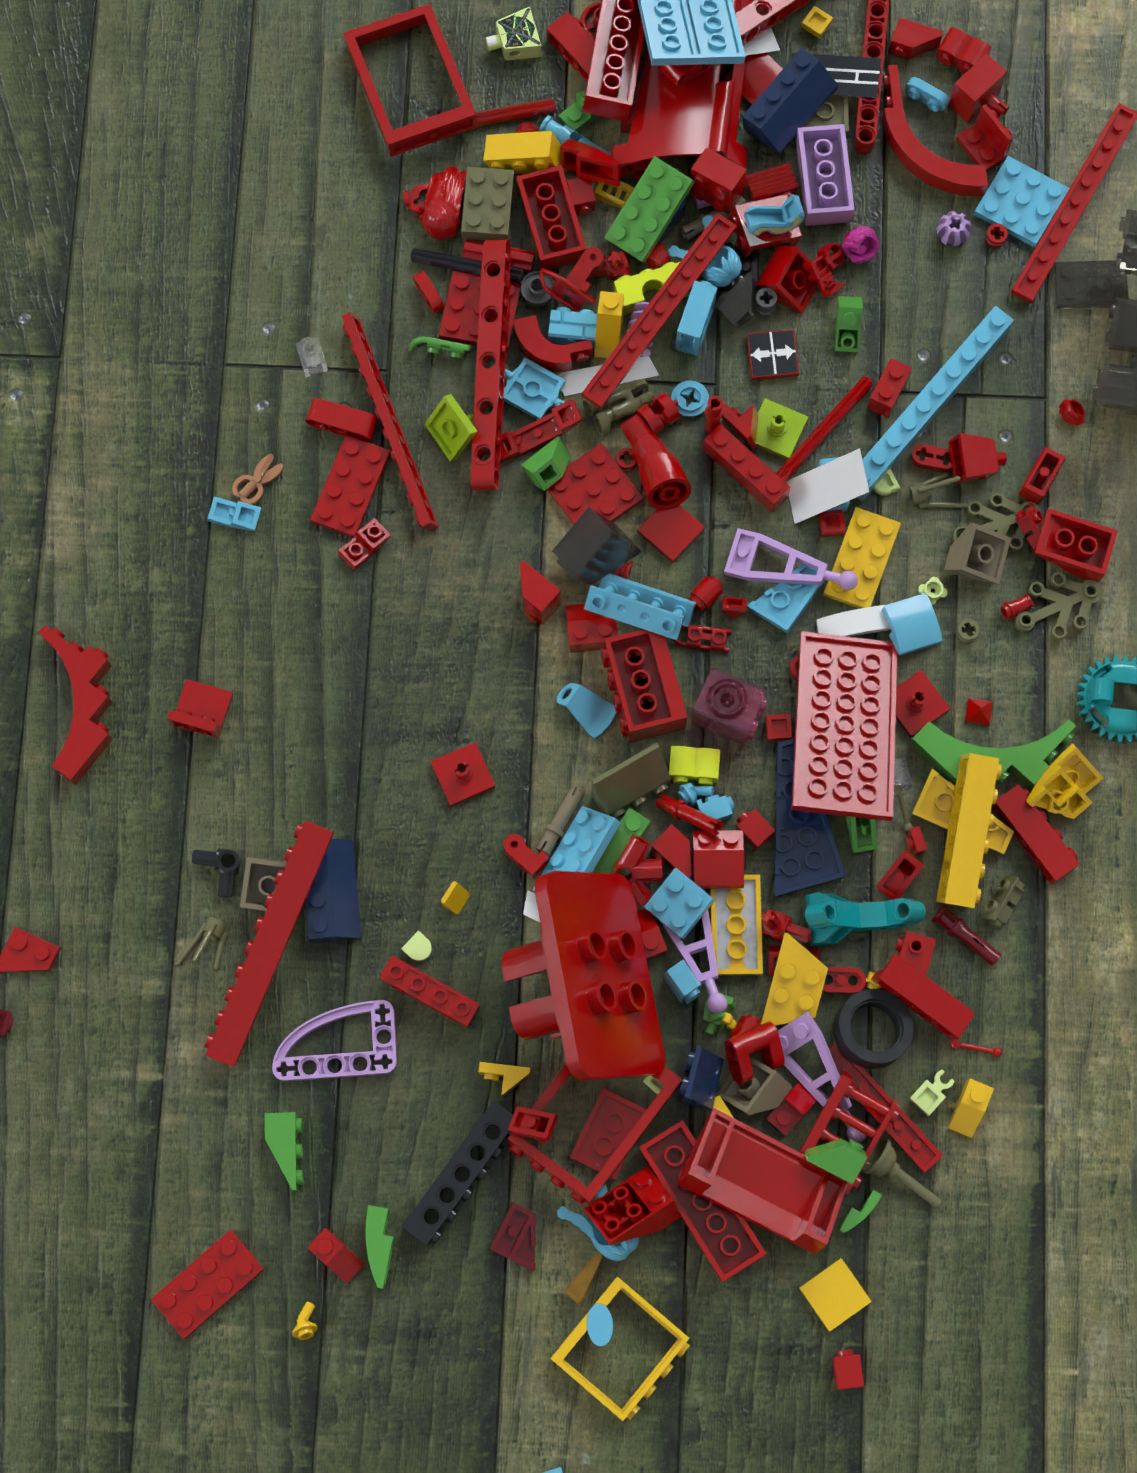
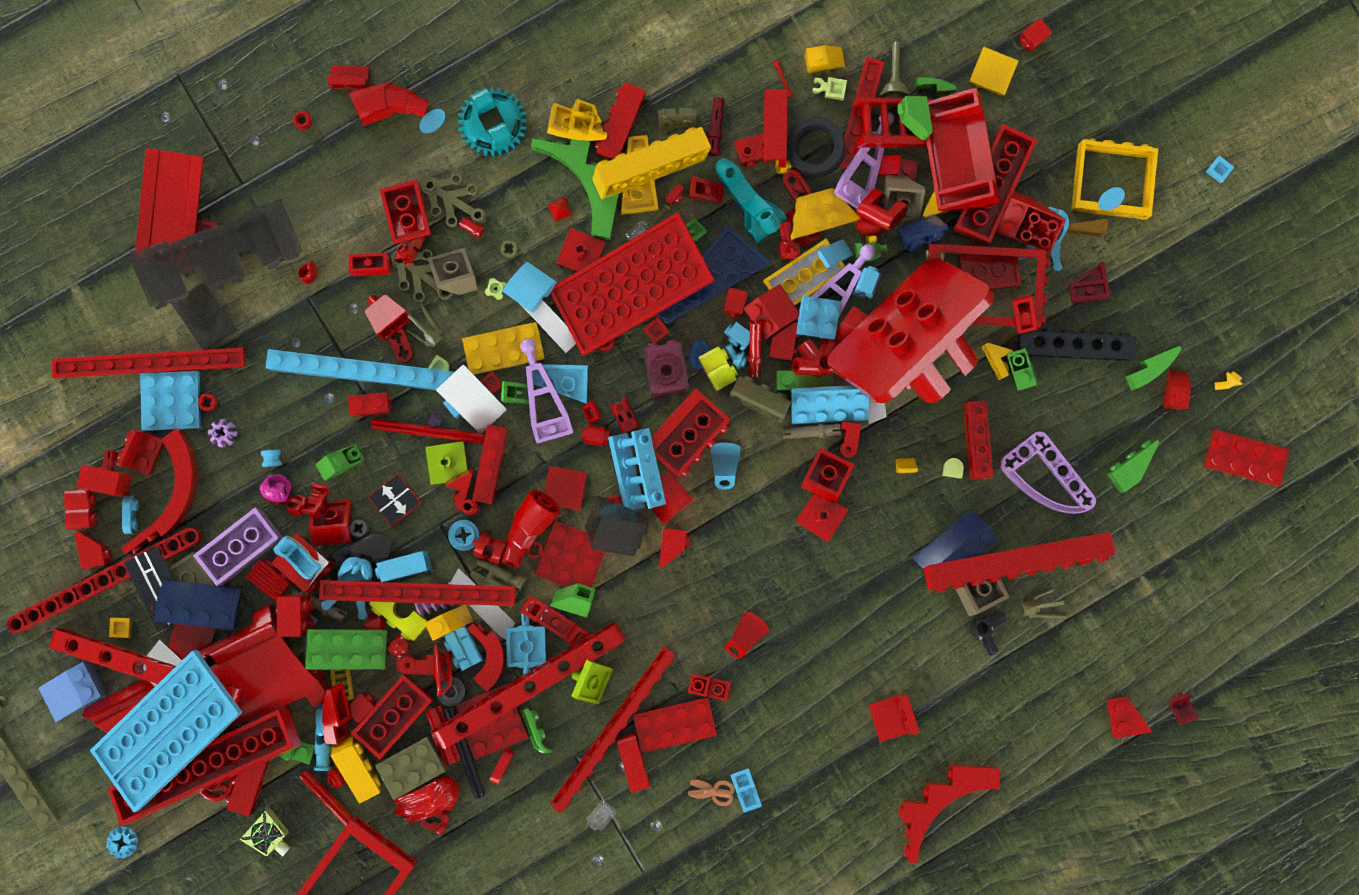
camera: 125 degrees left, 10 degrees up
(392, 617) = (747, 634): none -> red piece
(473, 1091) = (1022, 369): none -> bright green slope
(501, 802) = (827, 475): none -> red brick
(729, 760) = (698, 348): none -> clear blue sticker
(739, 970) = (835, 253): none -> medium azure slope
(807, 536) = (514, 393): none -> bright green slope
(831, 443) = (434, 419): none -> clear purple plate
(896, 260) = (271, 458): none -> medium azure wheel

